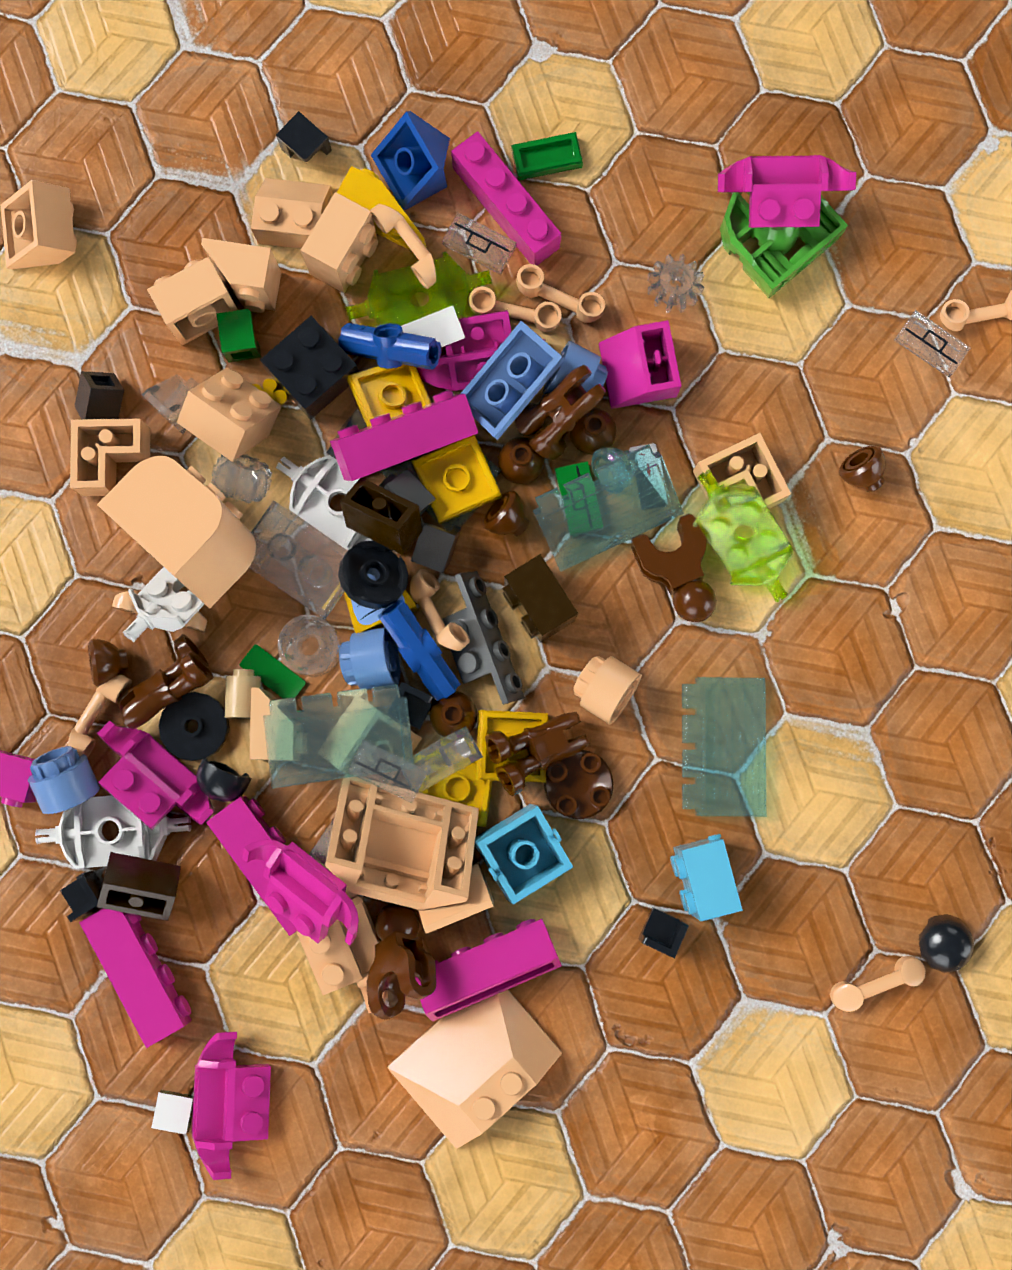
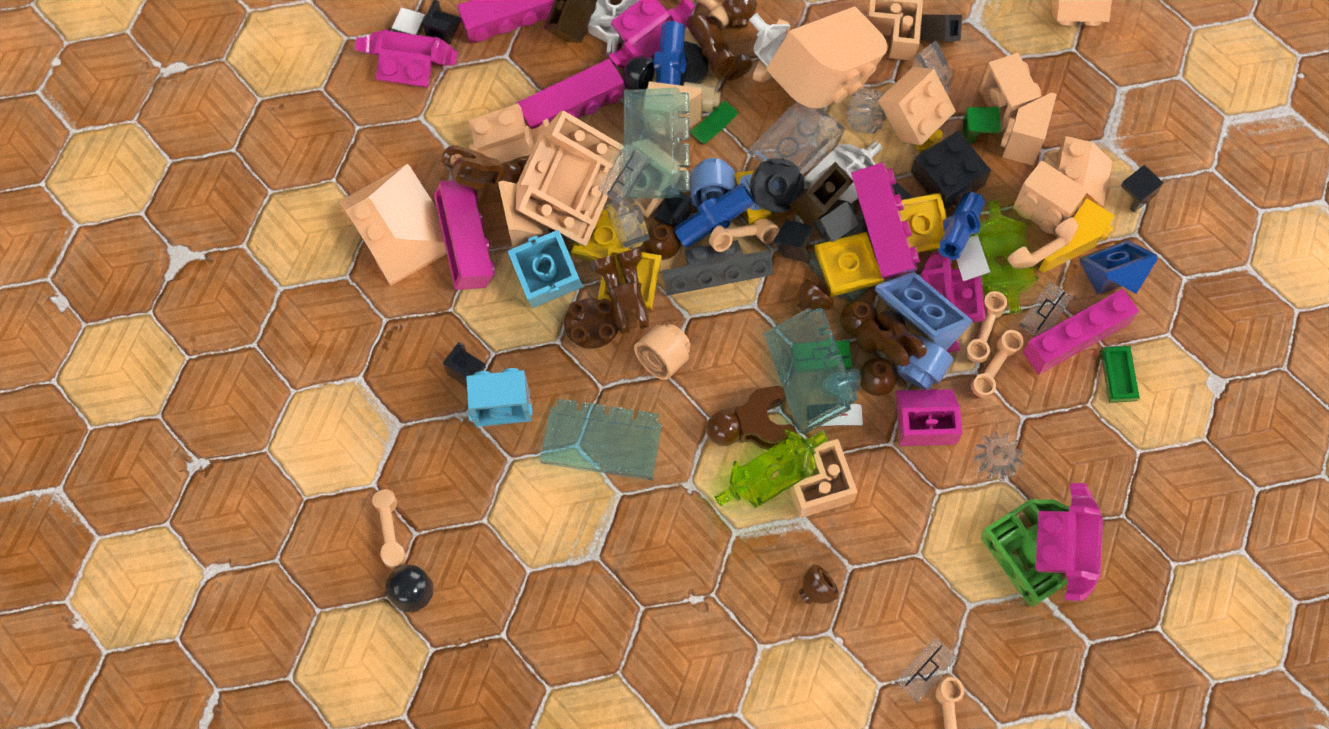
camera: 100 degrees right, 15 degrees down
(170, 1066) = (440, 24): none -> black panel
(198, 740) = (670, 59): none -> blue piece
(291, 642) = (729, 130): clear piece -> none
(303, 890) = (545, 104): dark pink plate -> none
(539, 599) = (741, 306): dark brown brick -> none

